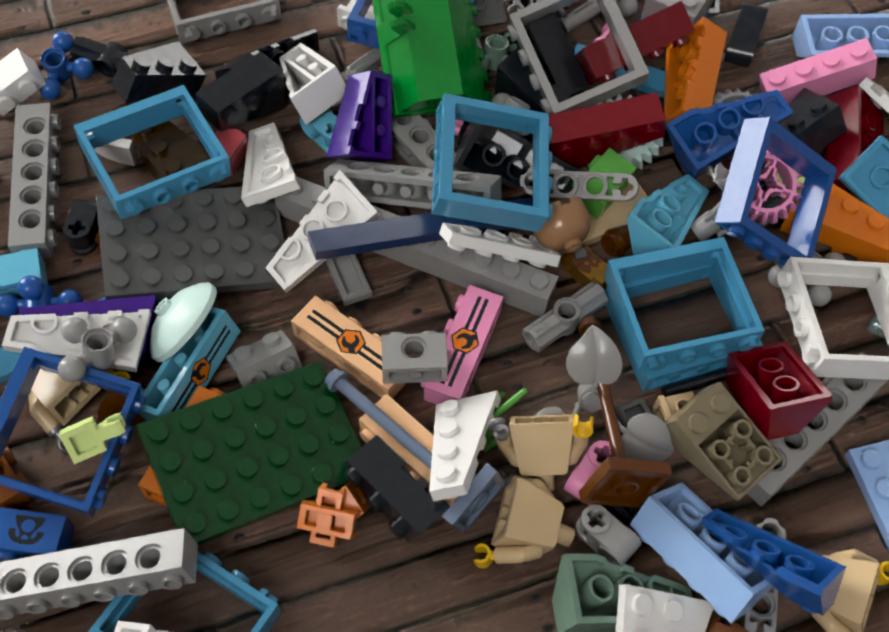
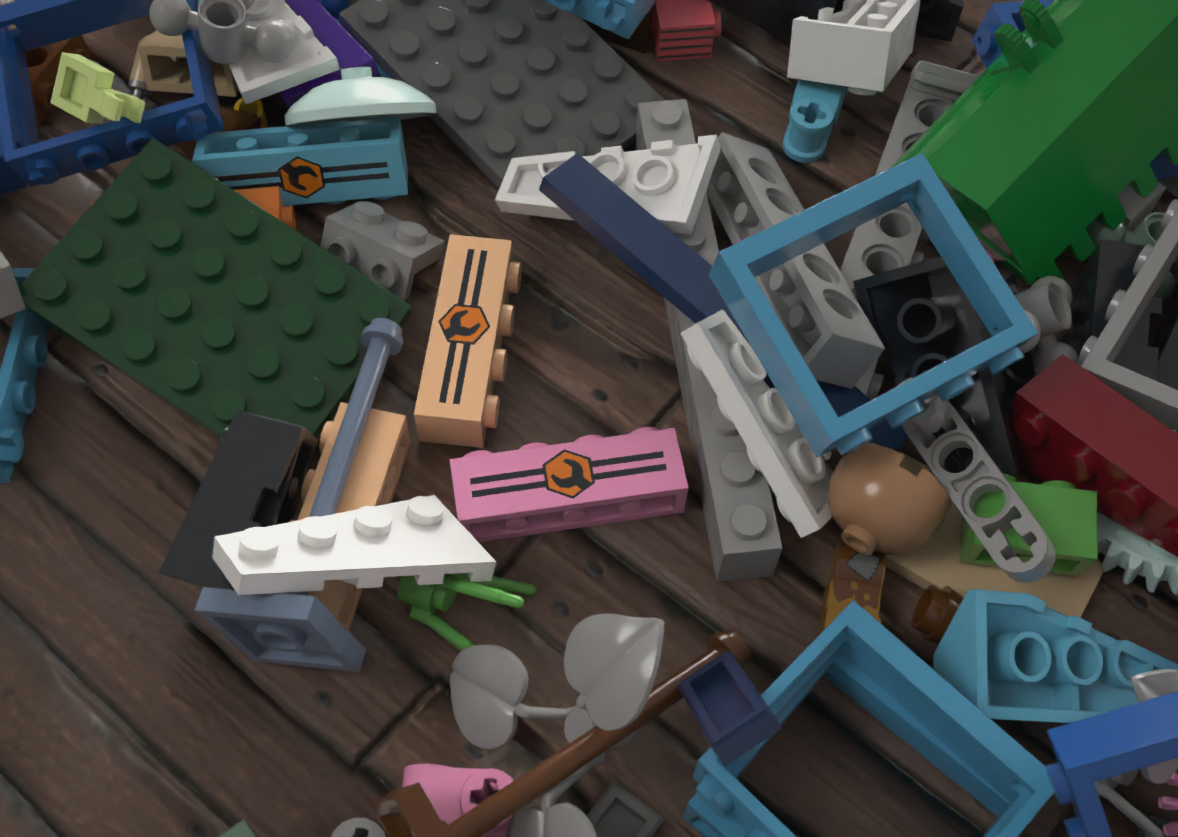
camera: 60 degrees right, 0 degrees up
(267, 167) = (680, 73): white wing -> none
(320, 517) = (166, 450): orange piece -> none
(349, 279) = (586, 281): light grey tile -> none
(364, 119) = (850, 131): dark purple wedge -> none
(400, 368) = (482, 441): light grey brick -> none
(525, 524) = (304, 740): tan torso -> none
(542, 443) = (442, 682): tan torso -> none
(553, 326) = (694, 594): light grey piece -> none
(632, 330) = (728, 708): none -> dark blue tile

